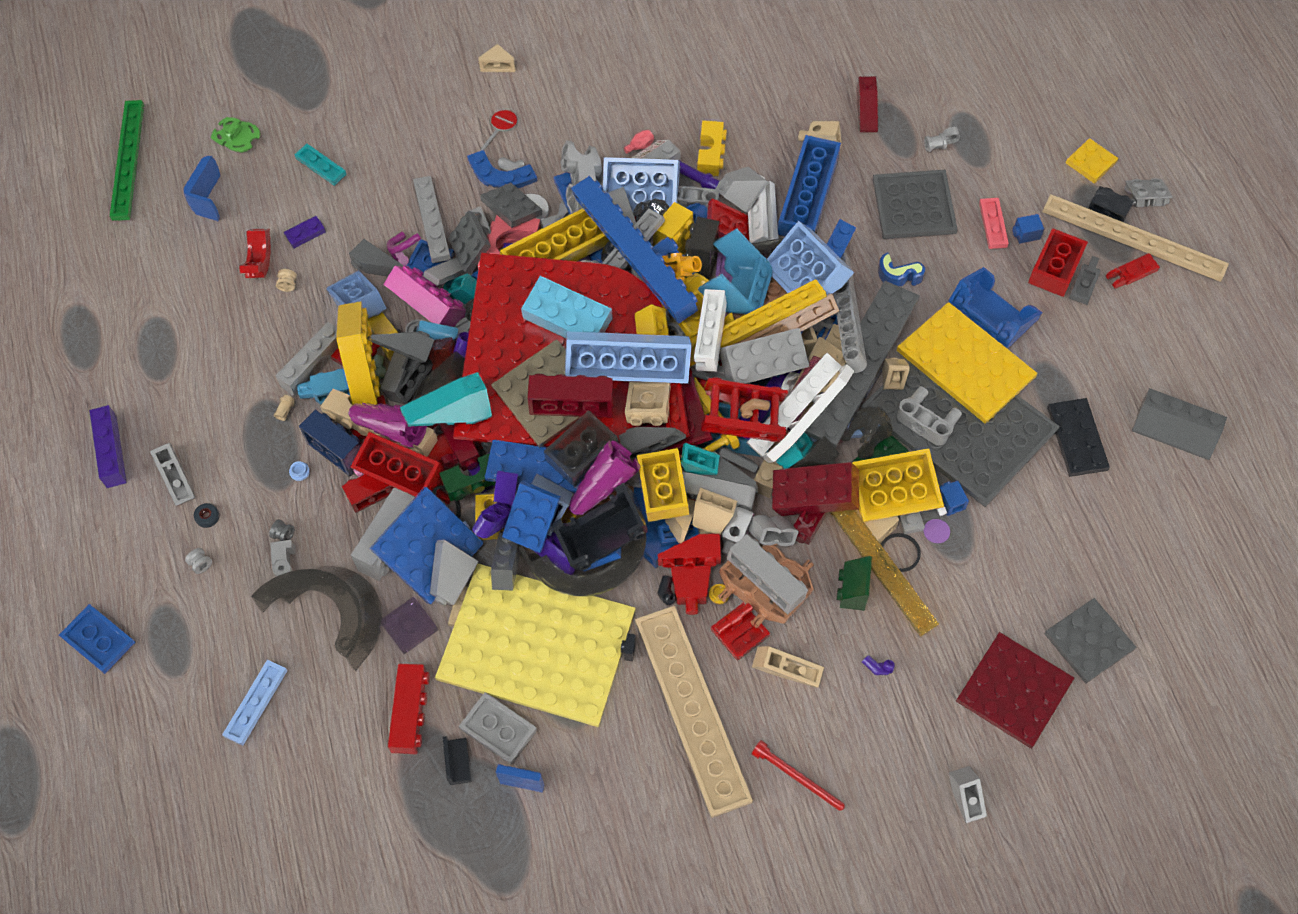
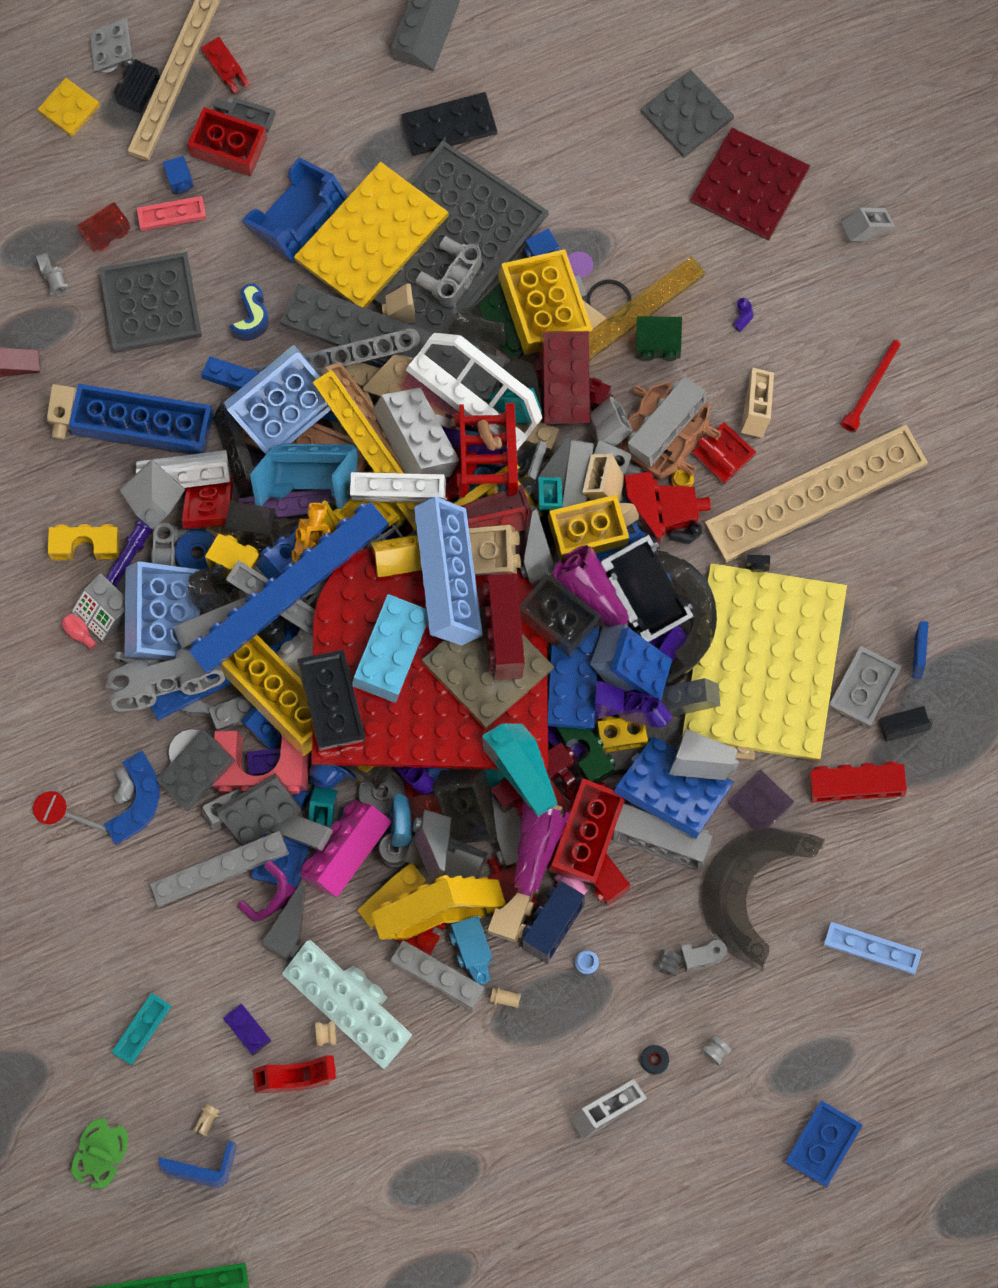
camera: 95 degrees left, 10 degrees up
(107, 446) = (583, 1195): dark purple brick -> none
(244, 201) = (206, 1120): none -> tan pin
(308, 300) = (348, 1001): none -> light aqua bracket
(356, 289) = (347, 935): medium blue slope -> none
(526, 264) = (331, 700): none -> black plate
(981, 175) = (104, 227): none -> clear red brick

